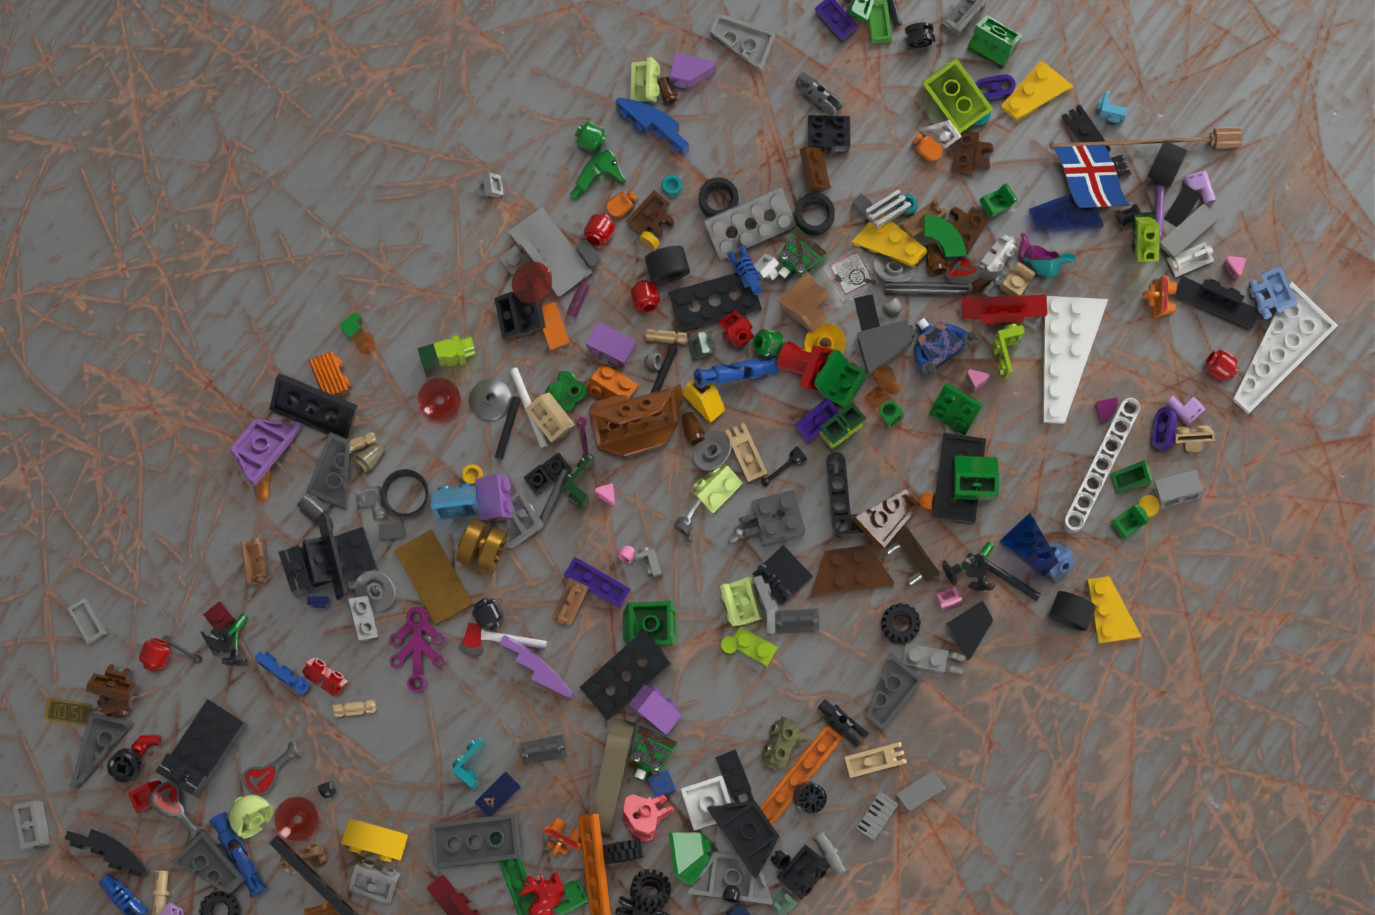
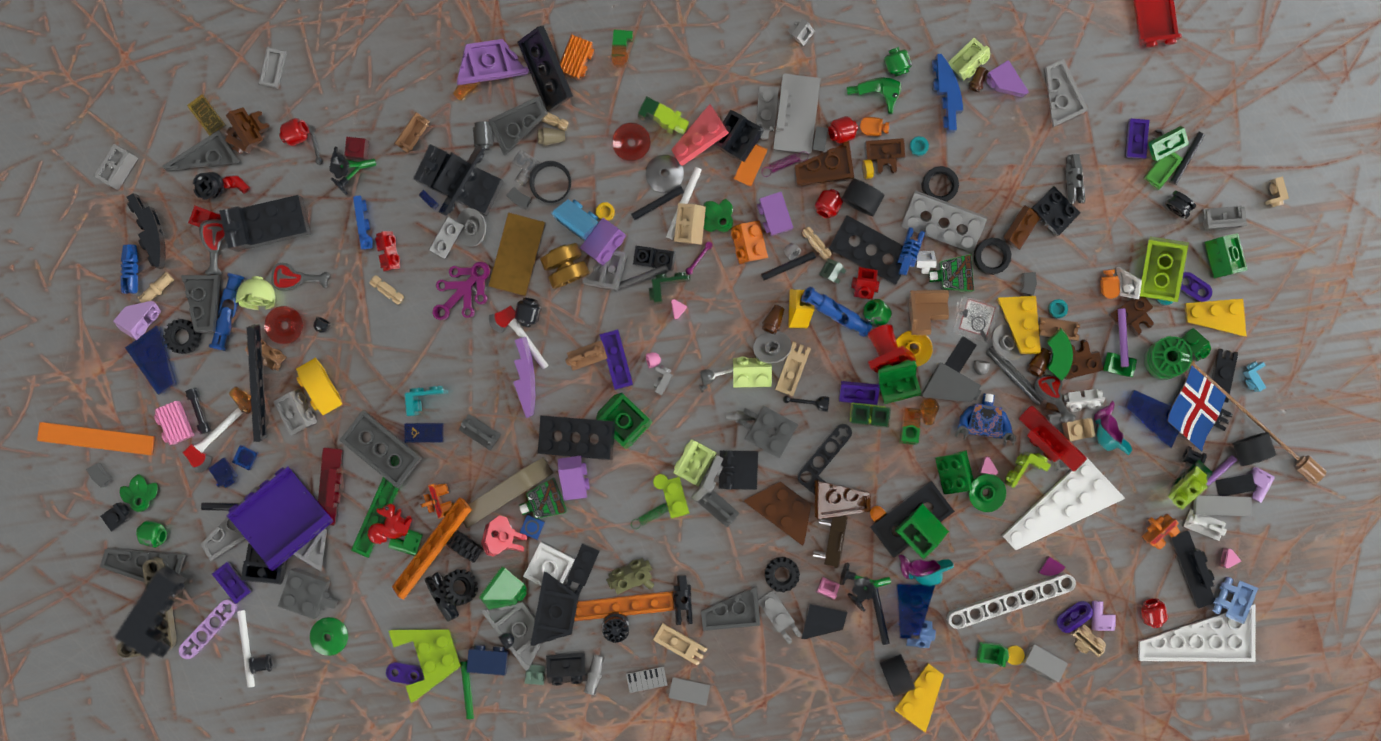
camera: 45 degrees right, 10 degrees up
(490, 342) = (700, 136): none -> coral wing
(537, 288) = (769, 129): clear red dish -> none
(617, 267) = (827, 167): none -> reddish brown wing
(636, 423) = (739, 282): dark orange slope -> none
(748, 678) = (650, 513): none -> green piece
(780, 859) = (560, 647): black hinge -> none
(900, 200) = (1057, 302): light grey tile -> none
(979, 176) = (1123, 337): none -> medium lavender bar
(1002, 391) = (995, 496): none -> green dish
(1012, 509) = (925, 572): none -> hair
(1029, 158) = (1179, 358): none -> green wheel
(1041, 128) = (1198, 344): none -> green bracket
(1132, 477) = (1022, 627): green slope -> none

